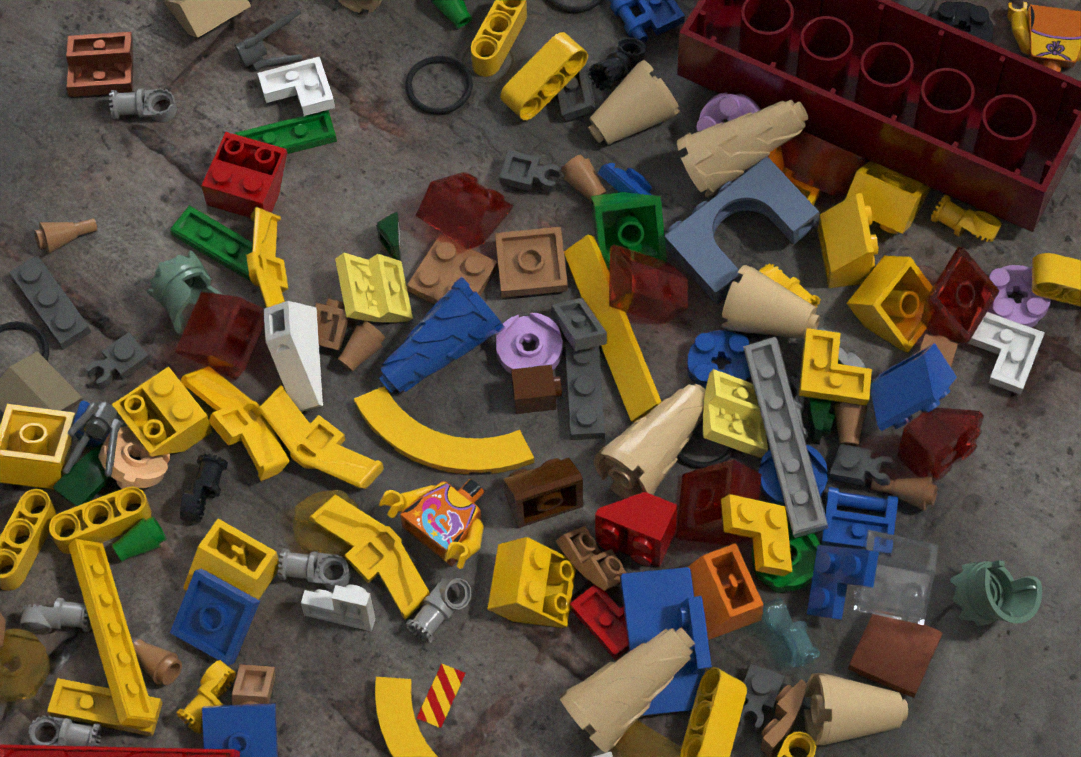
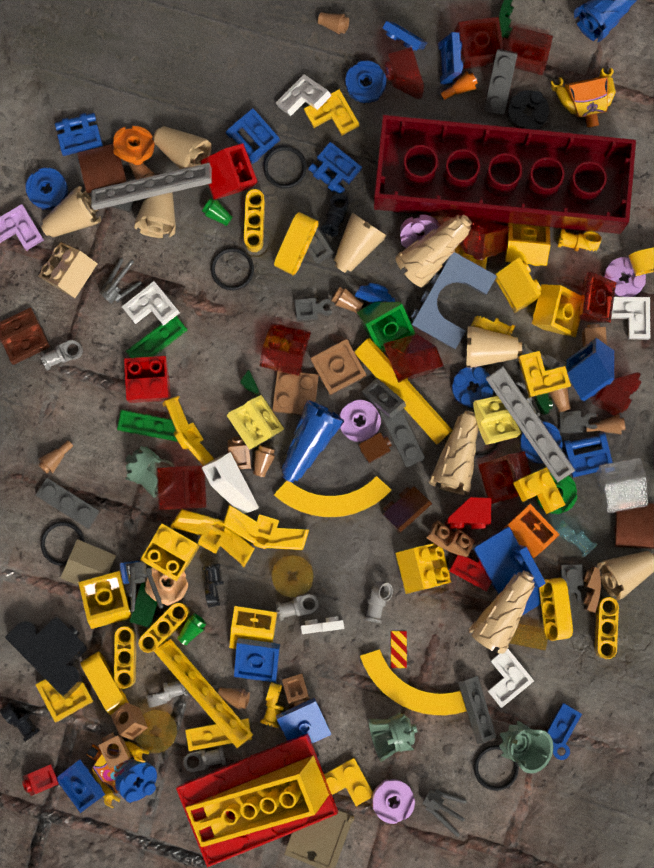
camera: 20 degrees left, 20 degrees up
(121, 358) = (127, 521): dark grey plate -> none
(374, 552) = (327, 584): yellow plate -> none
(441, 518) = (358, 549): torso -> none
(832, 573) = (590, 496): blue plate -> none

